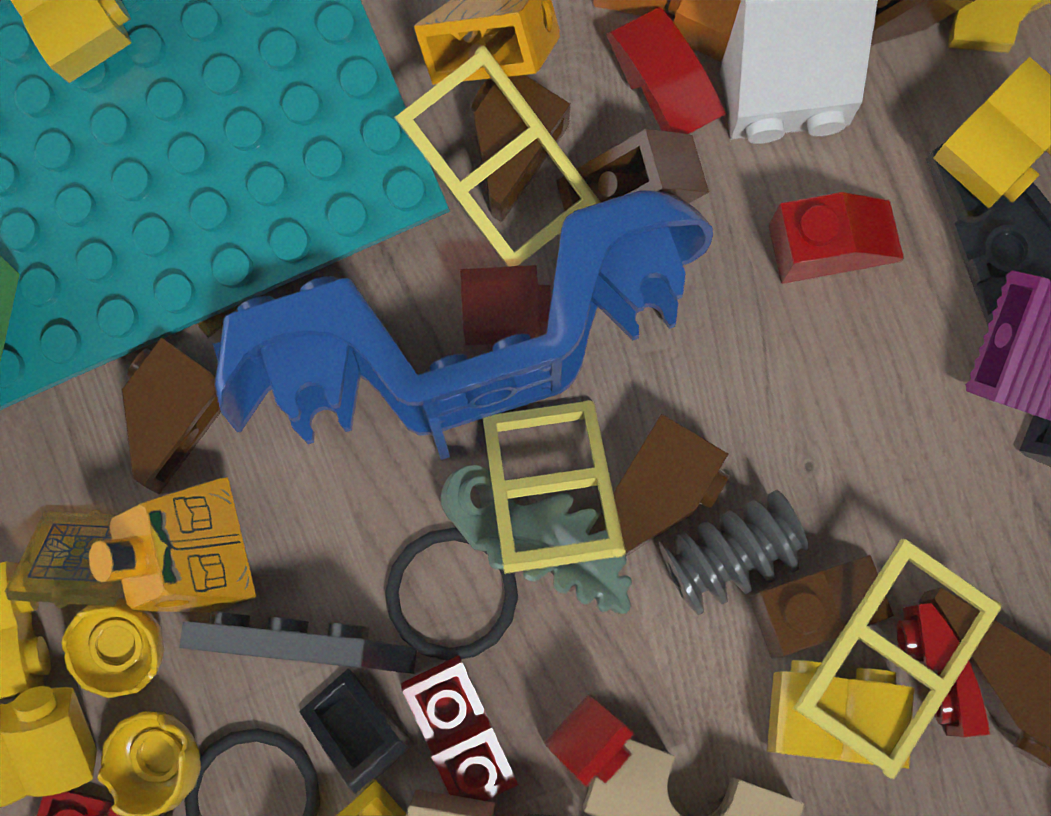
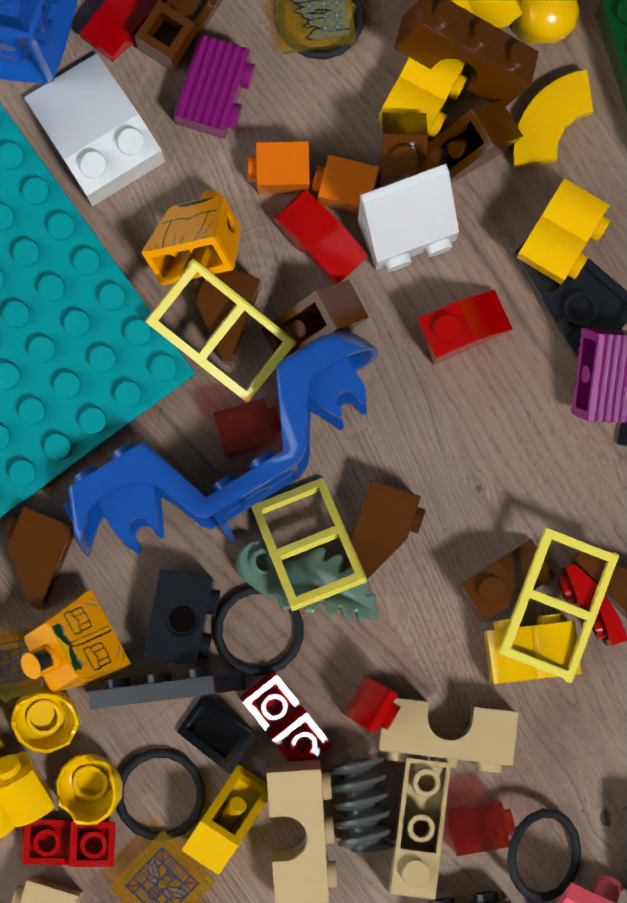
camera: 15 degrees left, 5 degrees up
(343, 510) = (163, 639): none -> black brick
(736, 550) = (440, 559): dark grey piece -> none

